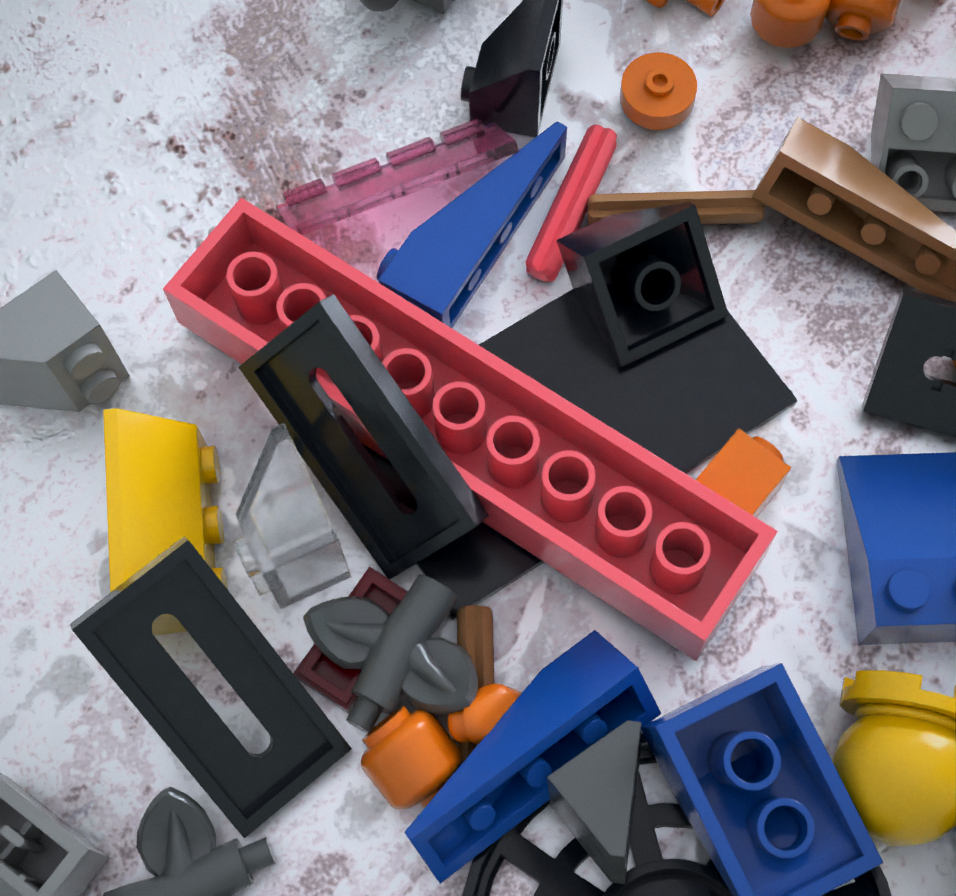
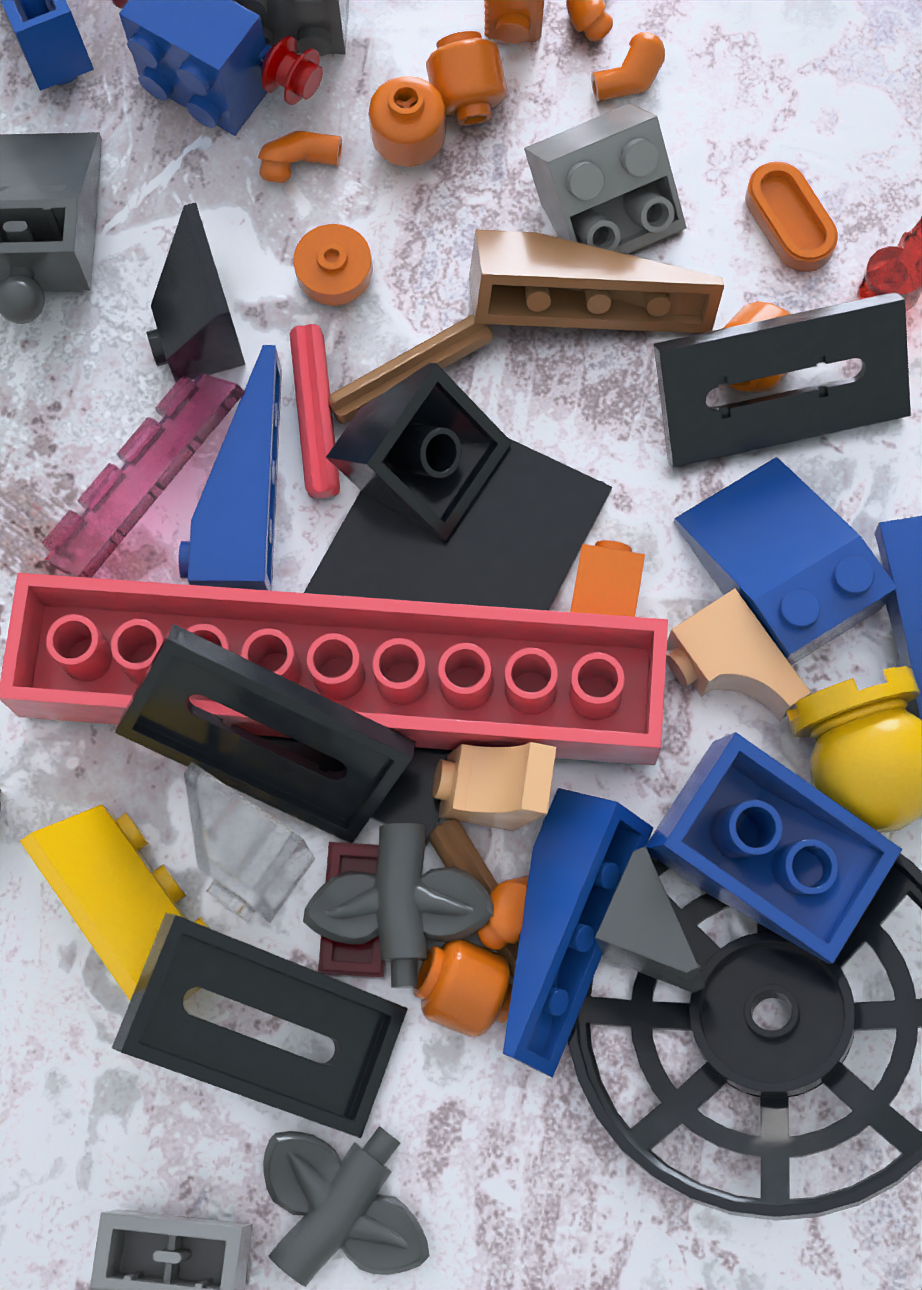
camera: 30 degrees left, 5 degrees up
(538, 594) = (495, 784): none -> light nougat arch
(824, 598) = (733, 652): none -> light nougat arch

